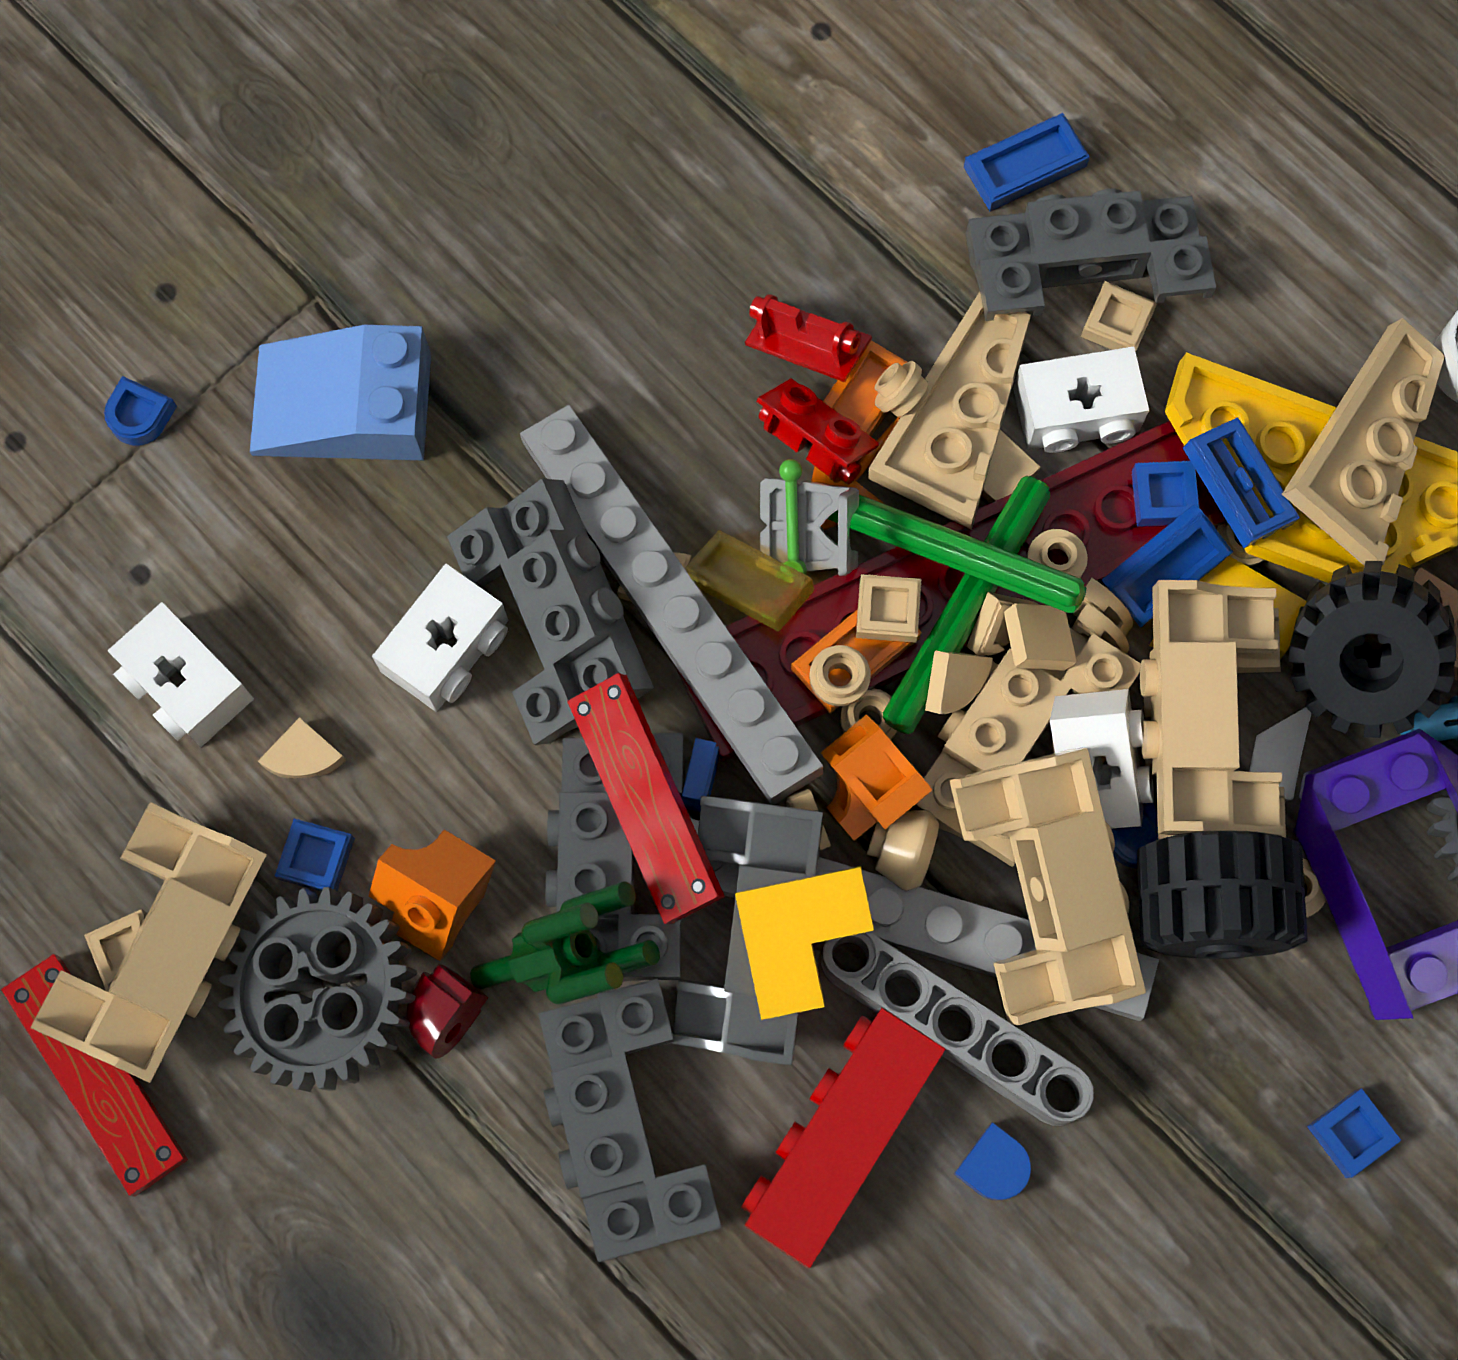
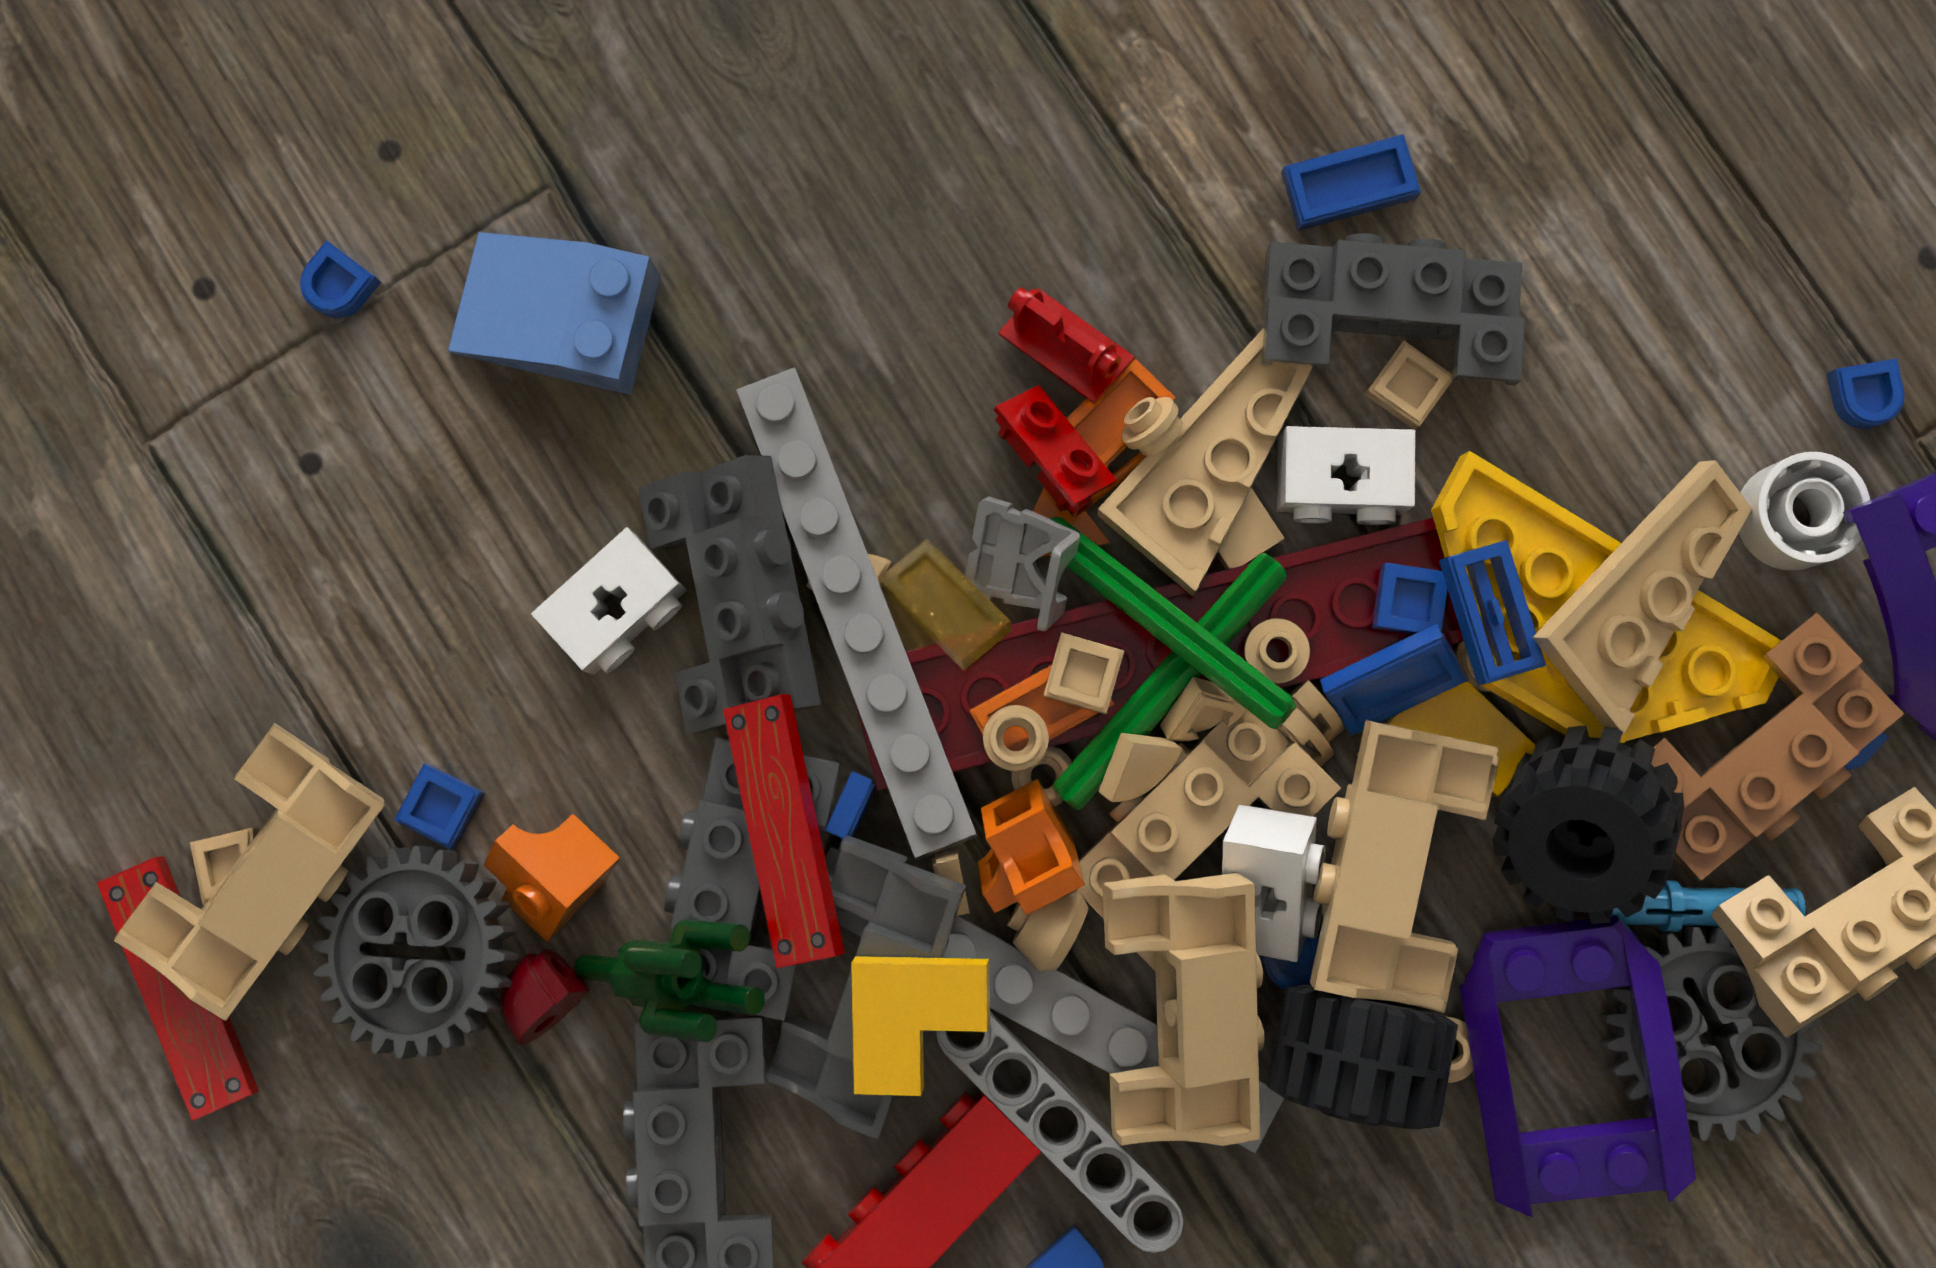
camera: 15 degrees right, 10 degrees up
(154, 653) = (360, 606): white brick -> none
(301, 754) = (444, 694): tan tile -> none
(790, 472) = (1011, 501): bright green hinge -> none
(1039, 637) = (1235, 740): tan tile -> none
(1281, 749) = (1463, 902): white sticker -> none

